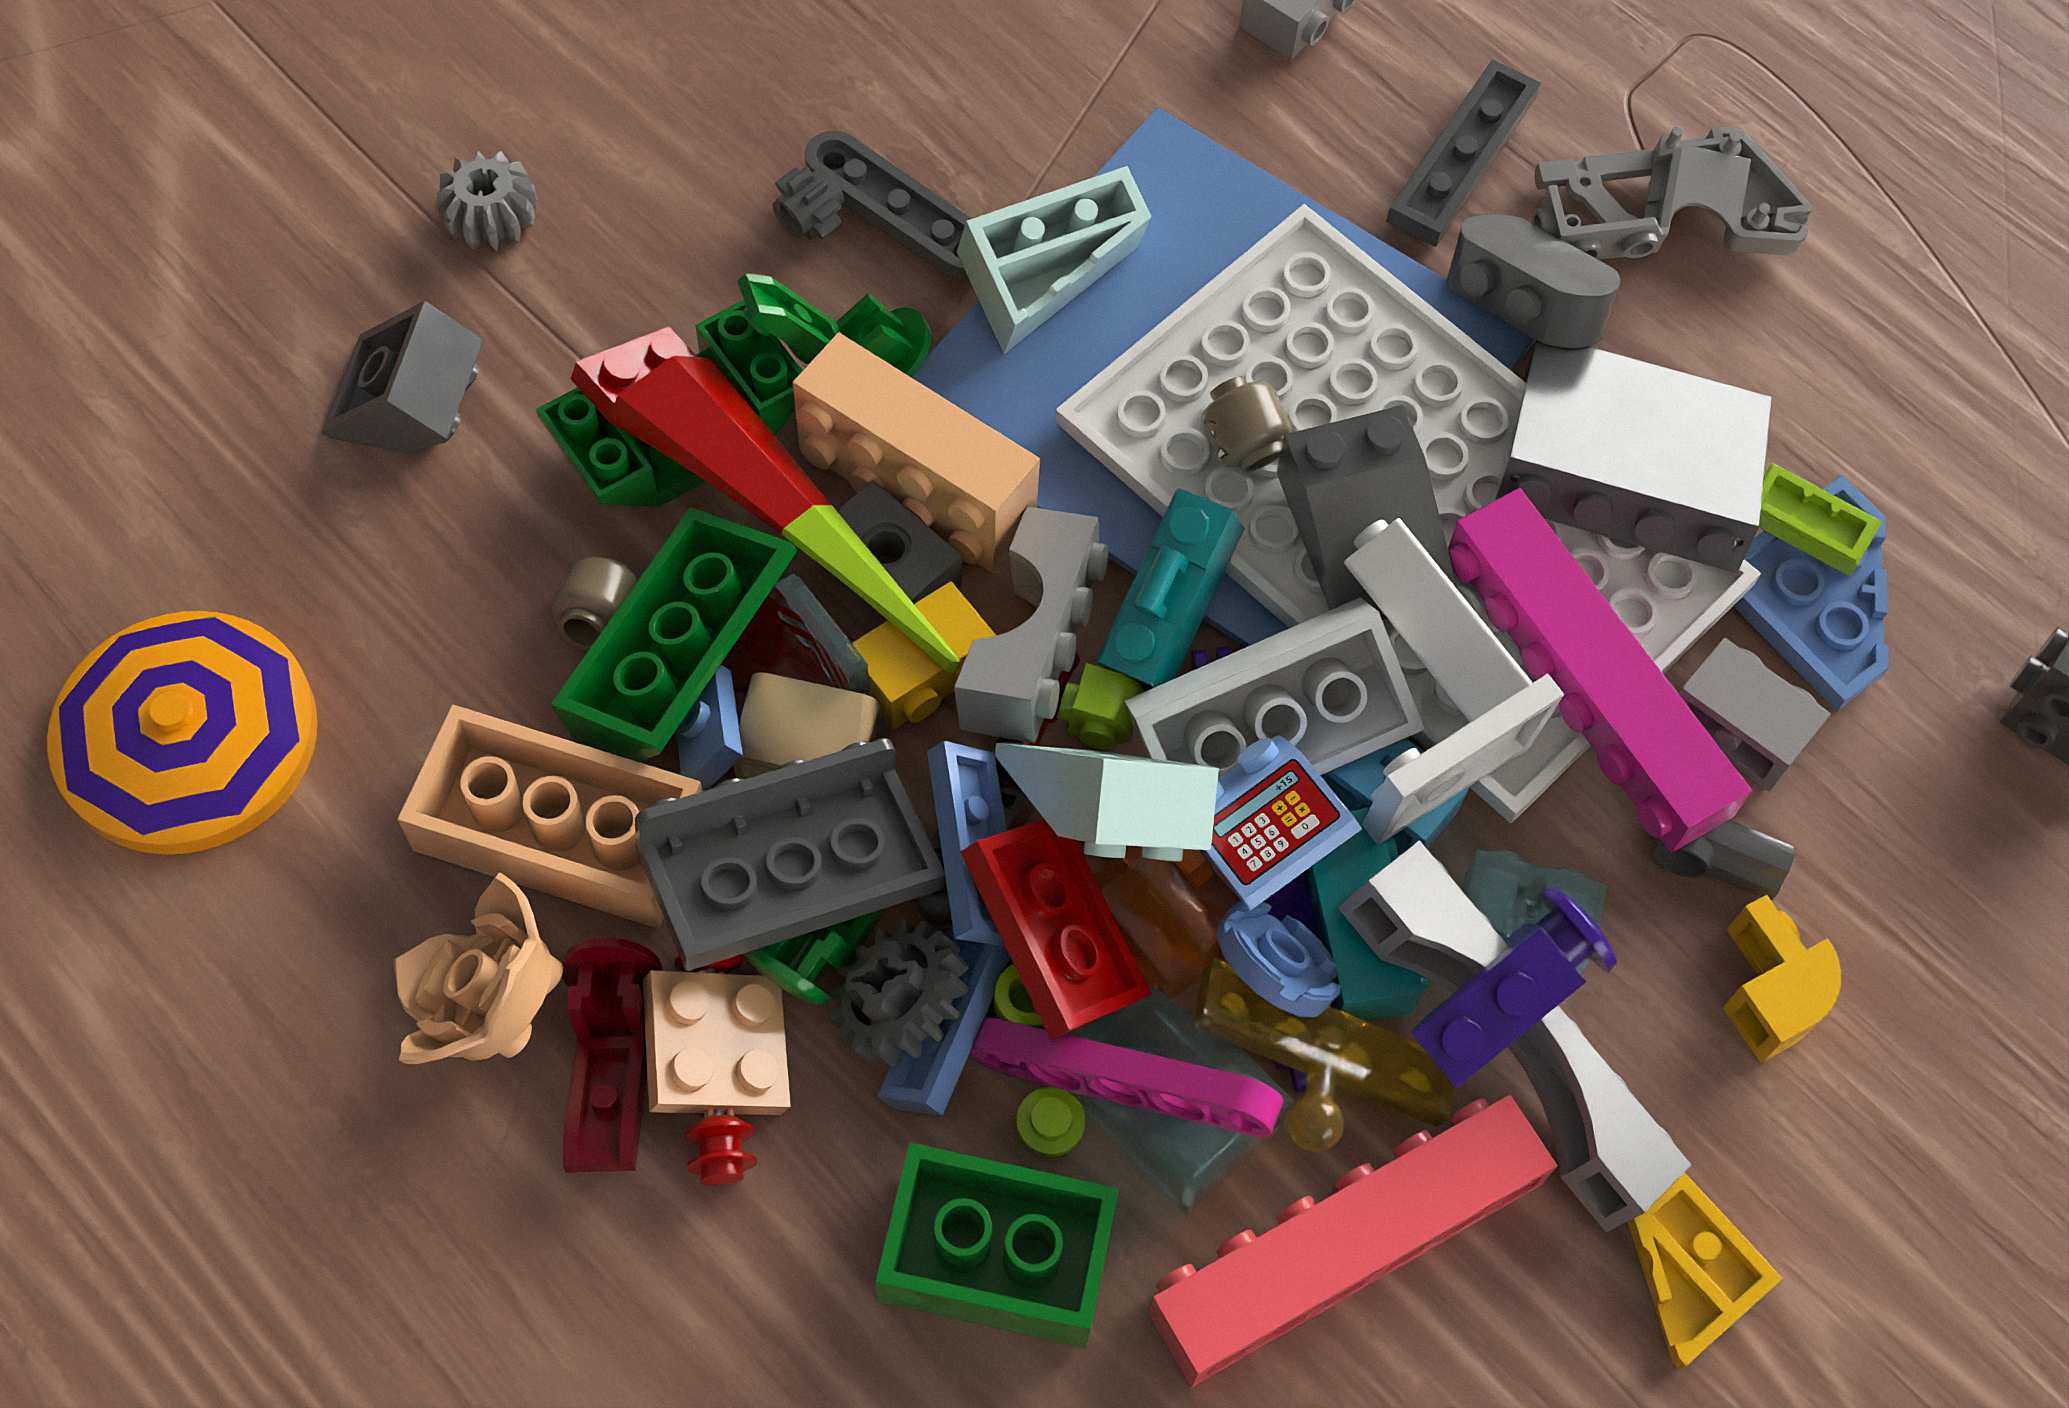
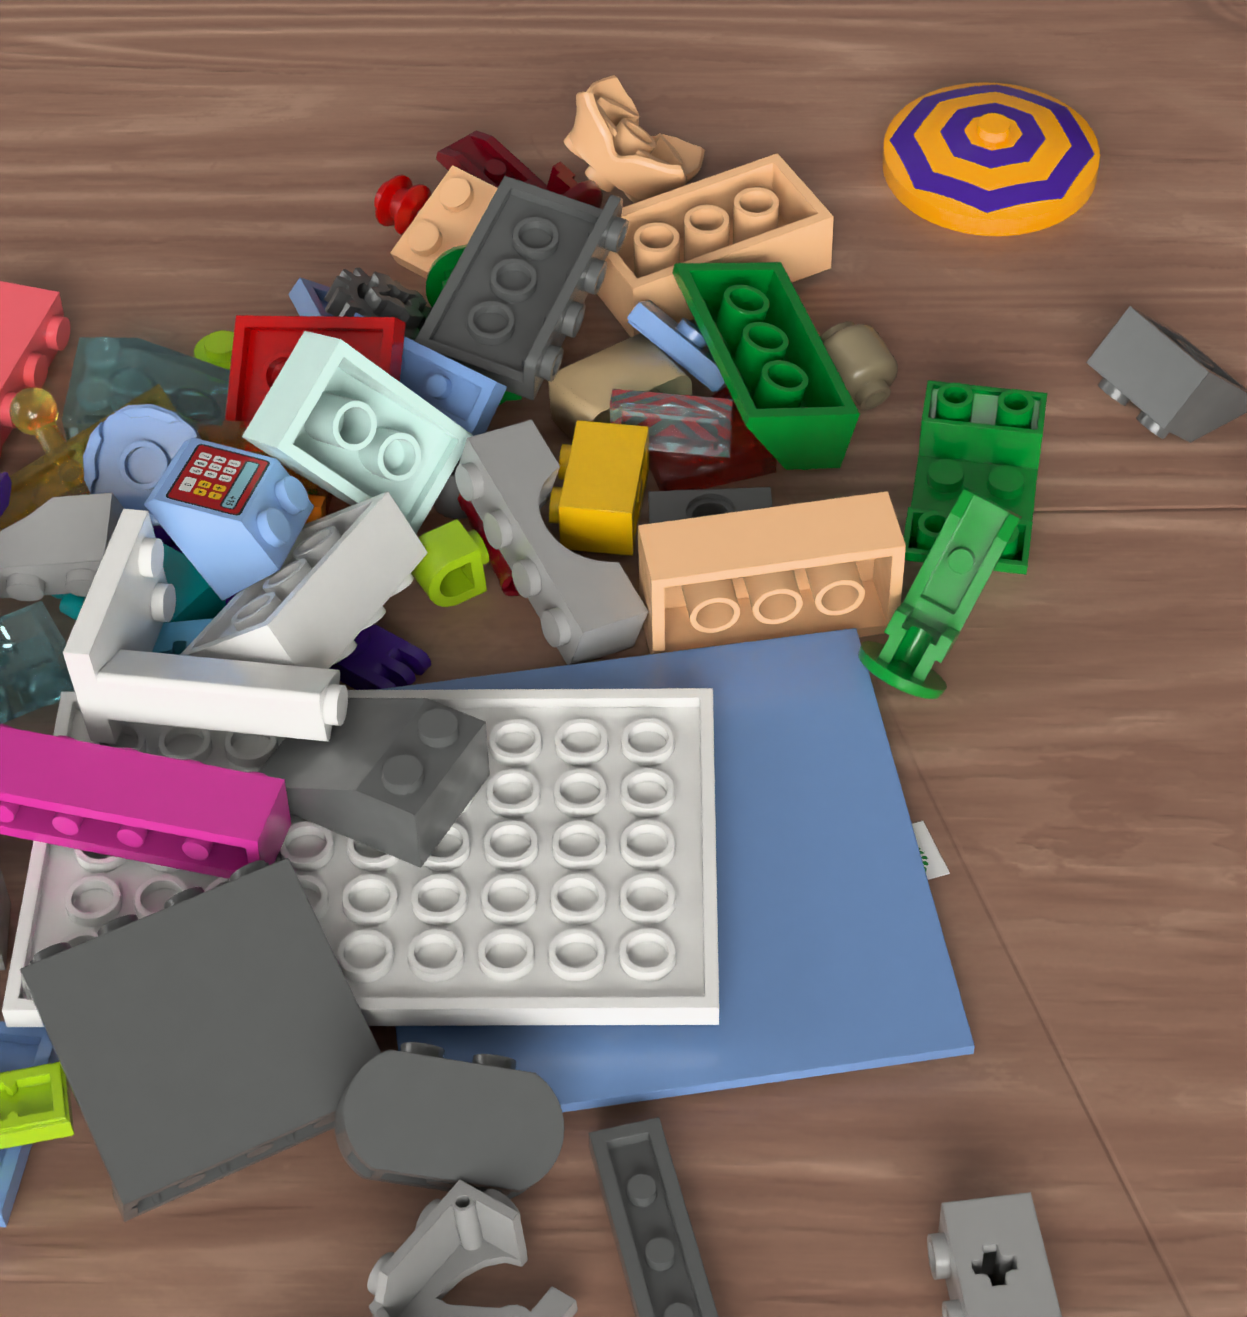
camera: 140 degrees right, 15 degrees down
(703, 423) = (913, 453): red plate -> none
(808, 203) = (1111, 705): dark grey gear -> none
(892, 200) = (1052, 774): dark grey plate -> none
(996, 1245) = (183, 260): green brick -> none
(1050, 249) = (867, 782): light aqua wedge -> none
(1128, 1077) = (153, 358): dark pink beam -> none
(1172, 590) = (470, 627): teal piece -> none
(1245, 424) = (540, 752): dark tan head -> none

